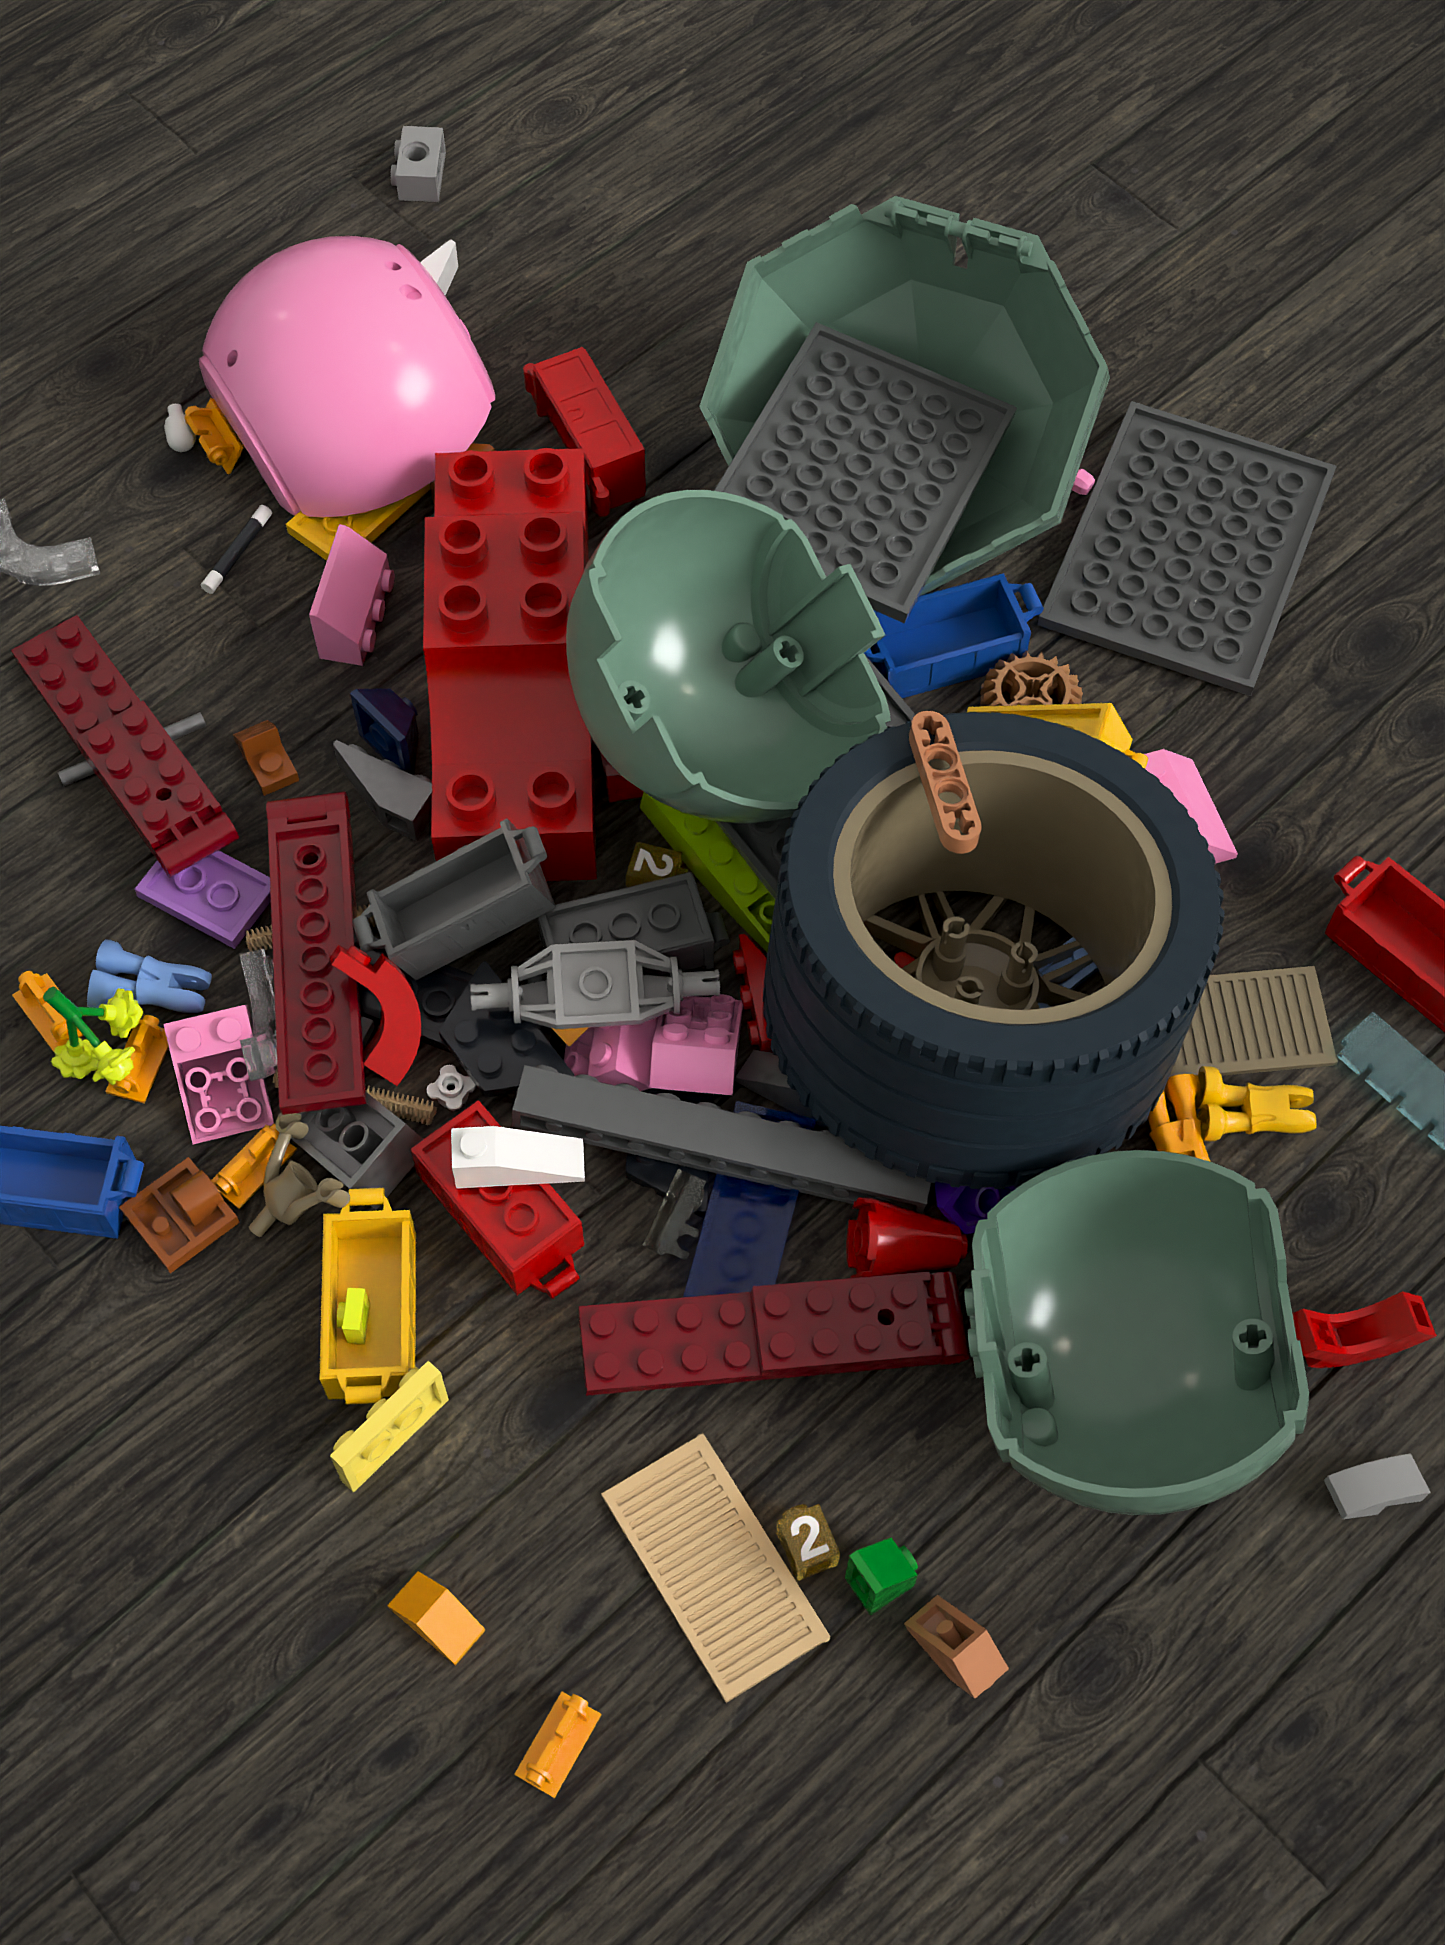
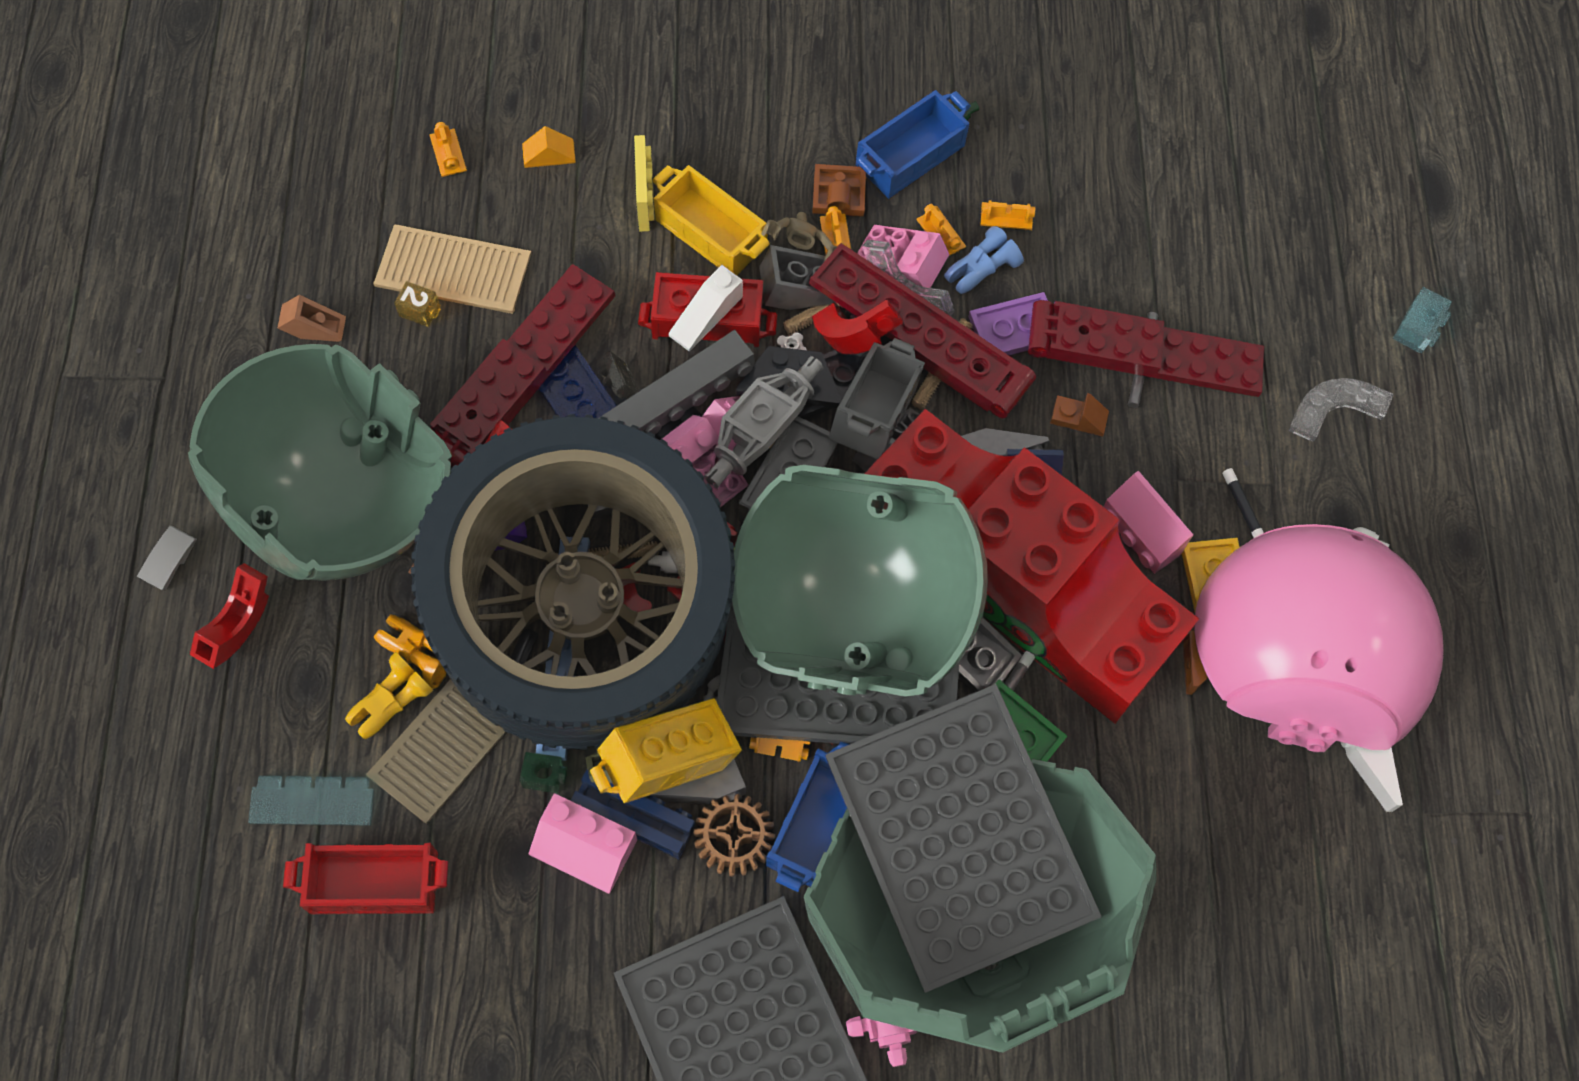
camera: 130 degrees right, 5 degrees up
(81, 1057) = (965, 204): neon yellow plant -> none
(353, 1315) = (710, 210): neon yellow plate -> none
(419, 163) = (1483, 850): light grey brick -> none
(589, 418) = (1161, 750): red container -> none
(880, 1573) = (369, 312): green slope -> none
(942, 781) = (657, 595): nougat beam -> none

